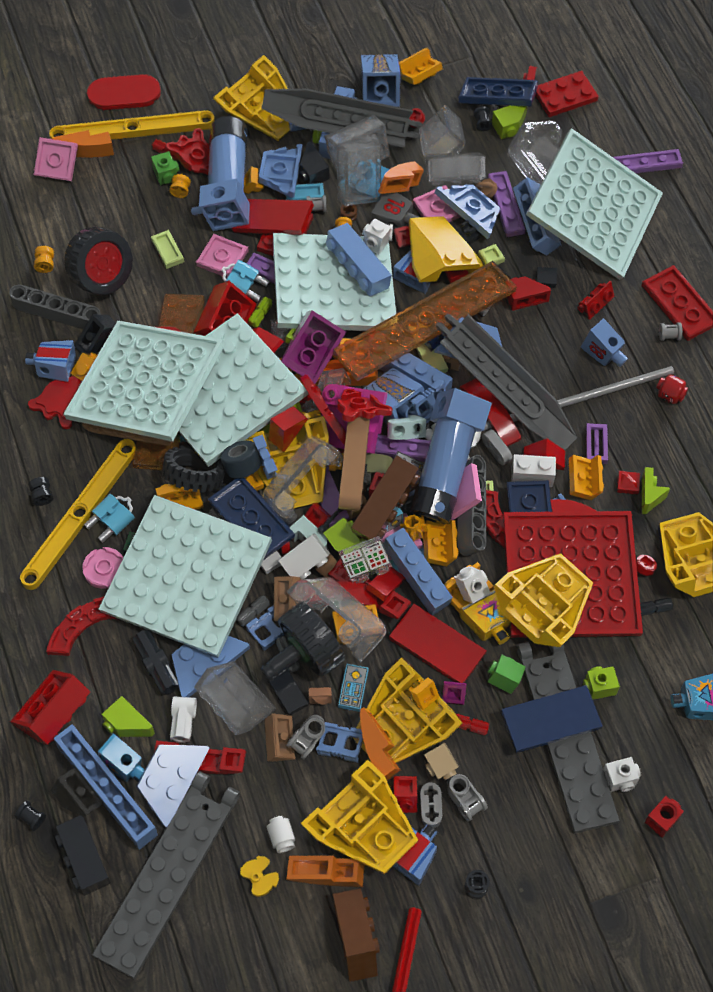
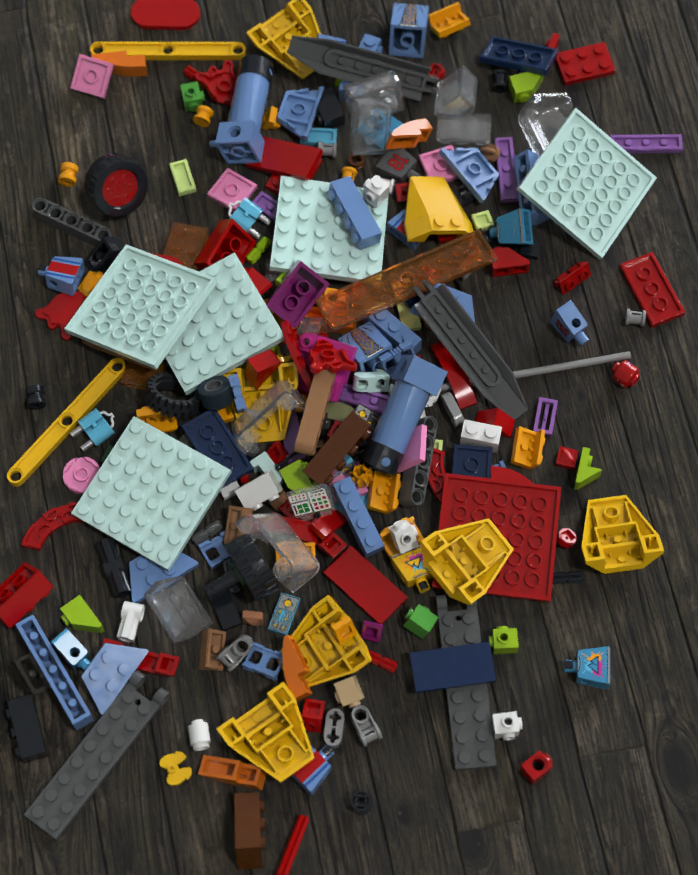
camera: 10 degrees right, 5 degrees up
(527, 257) = (514, 228): none -> dark azure torso

